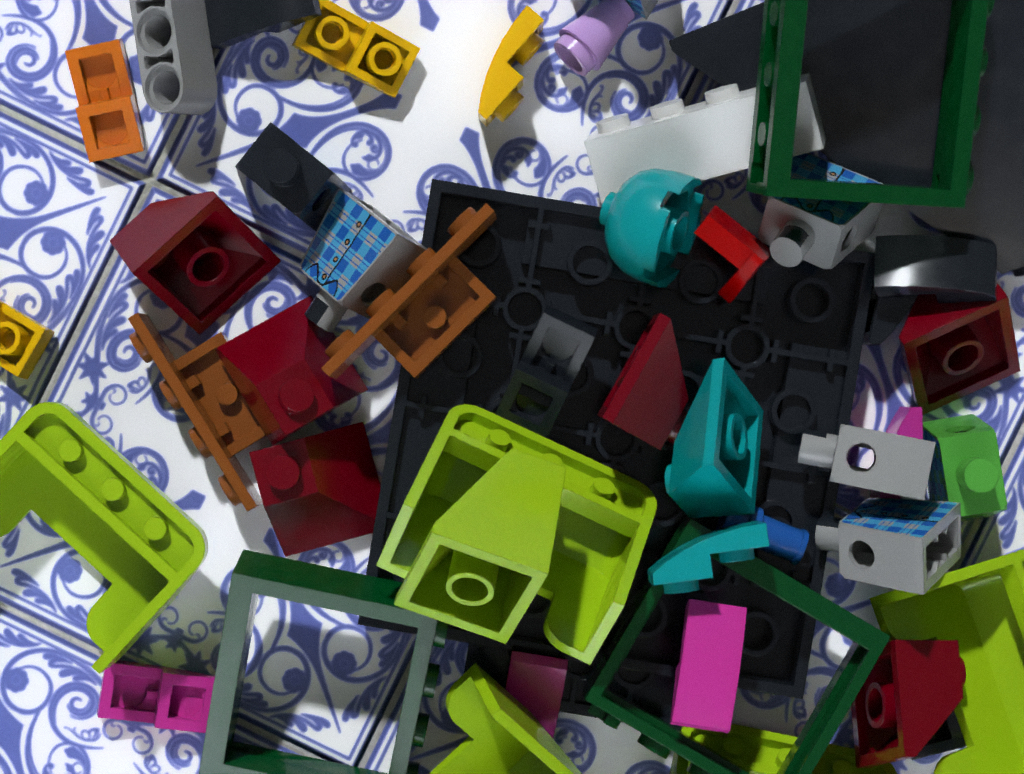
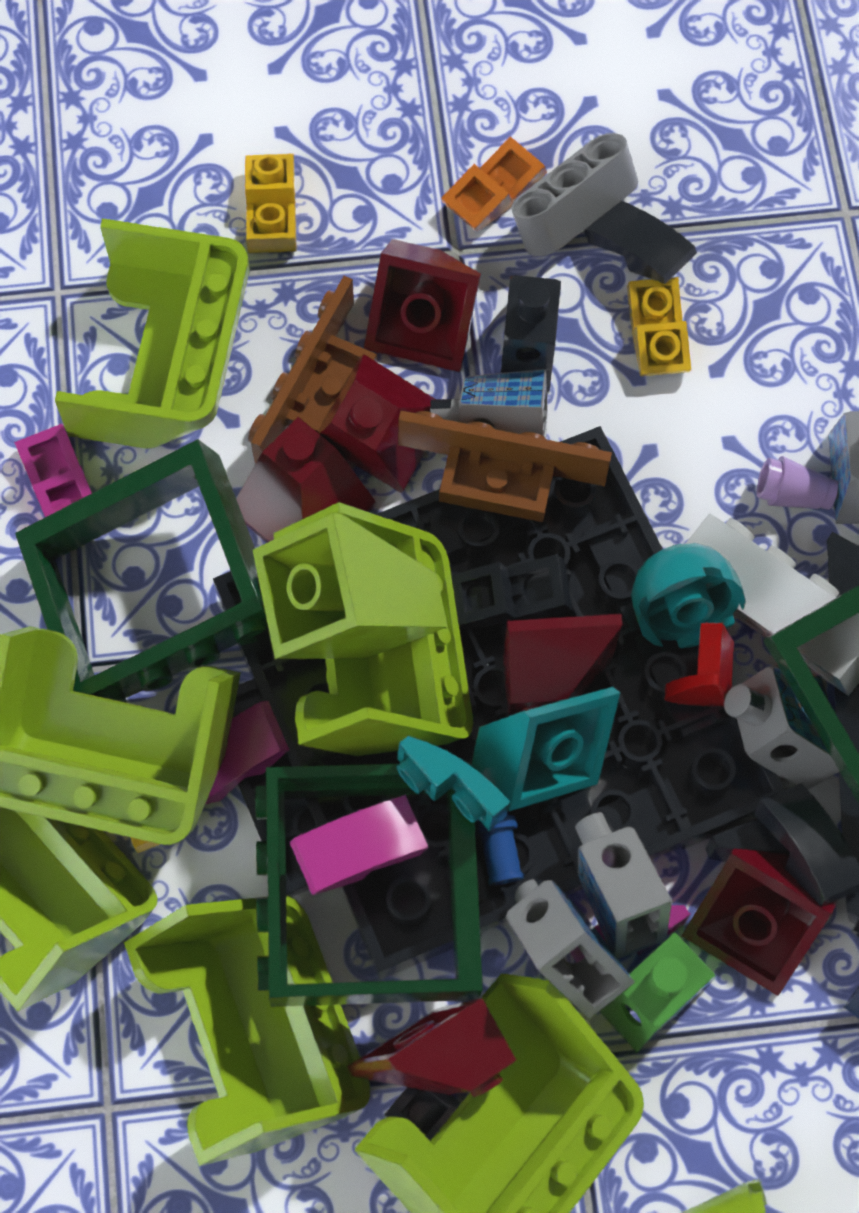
camera: 55 degrees right, 20 degrees down
(502, 82) = (704, 439): yellow slope -> none

